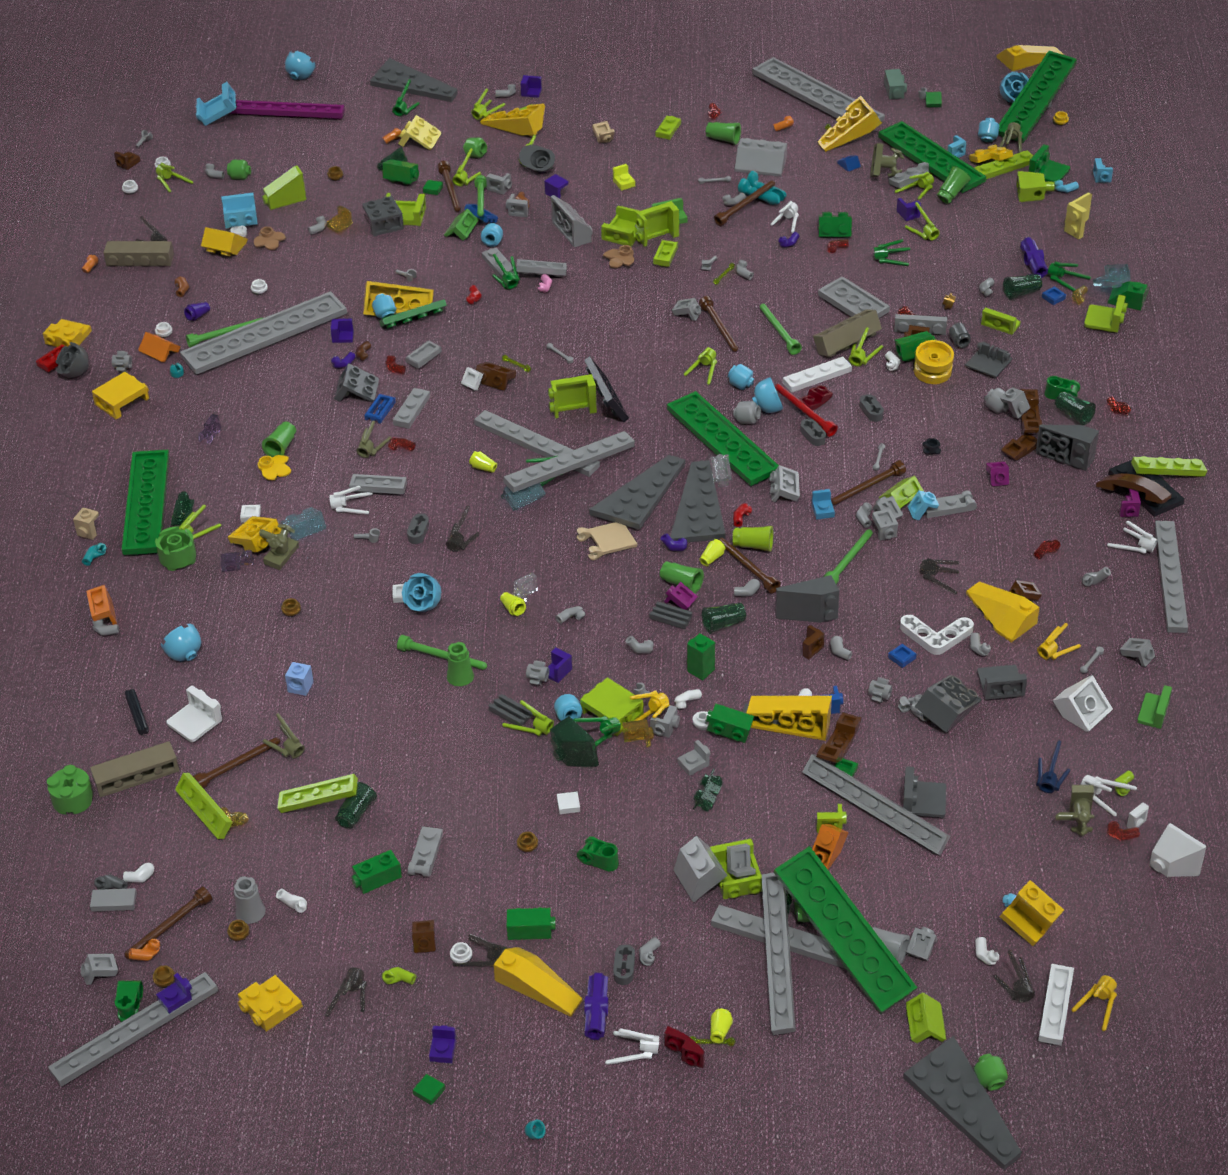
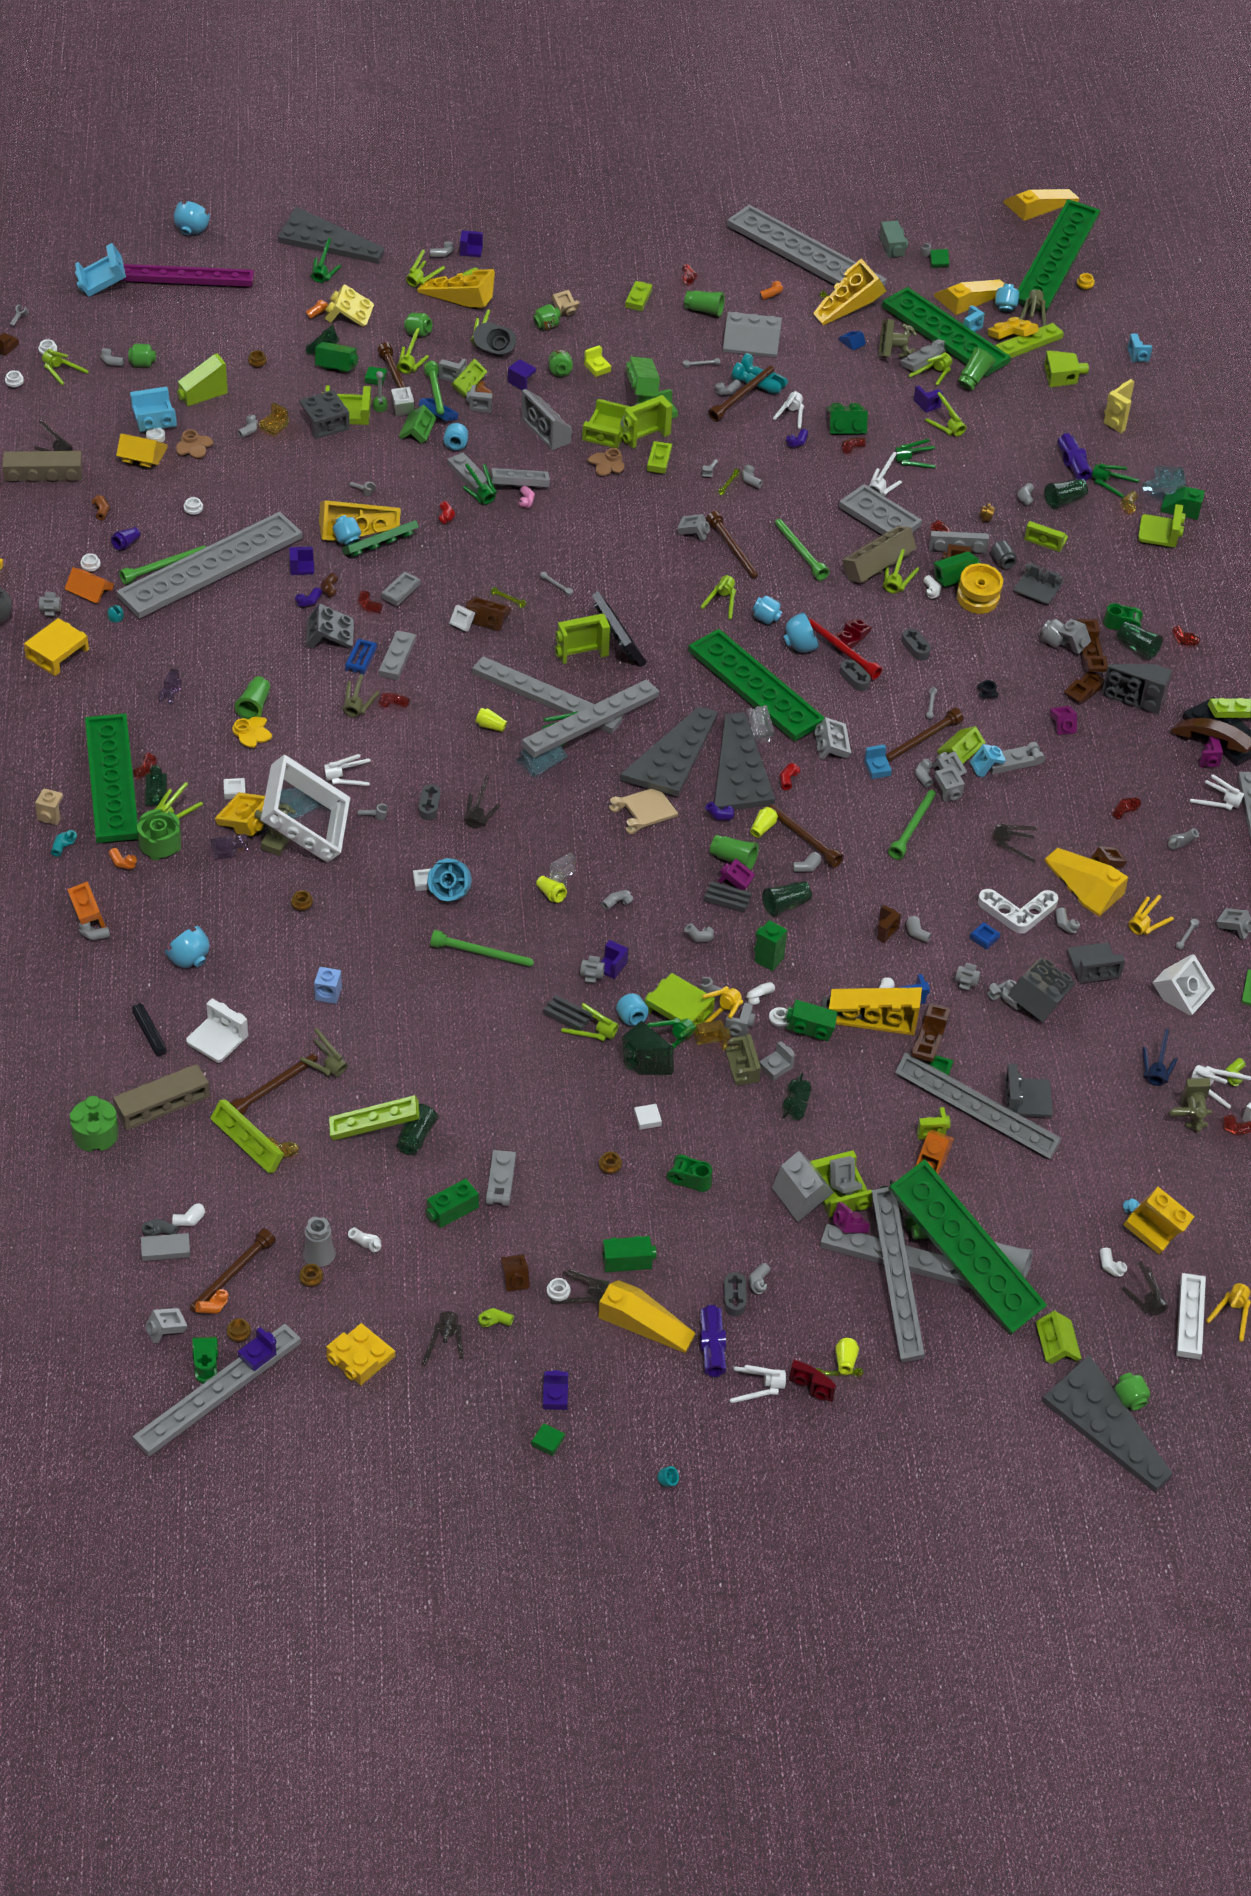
camera: 10 degrees left, 5 degrees up
(142, 571) = (121, 862): none -> orange arm
(181, 486) = (148, 761): none -> clear red arm
(315, 512) = (316, 789): none -> white window
(379, 484) = (376, 749): light grey plate -> none
(432, 207) = (380, 399): none -> hinge
(450, 206) = (402, 401): none -> white slope
(459, 665) = (505, 964): bright green plant -> none
(512, 186) = (469, 376): none -> lime plate
(585, 142) = (547, 317): none -> bright green head
(591, 178) = (560, 363): none -> bright green head
(658, 188) = (643, 376): none -> bright green brick
(662, 756) = (743, 1060): none -> olive hinge
(739, 902) = (849, 1221): none -> magenta bracket
(747, 412) = (779, 653): light grey head -> none
(754, 537) = (807, 803): lime plant -> none
(808, 600) = (879, 877): dark grey slope -> none
(817, 374) = (850, 604): white plate -> none
(856, 277) = (879, 484): none -> white plant
(922, 943) = (1045, 1257): light grey bracket -> none
(948, 127) = (965, 294): none -> yellow wedge
(1012, 85) = (1028, 242): medium azure cylinder -> none
(1052, 170) = (1082, 346): green bracket -> none
(1053, 295) = (1101, 503): blue tile -> none
(1065, 188) = (1101, 370): medium azure arm -> none

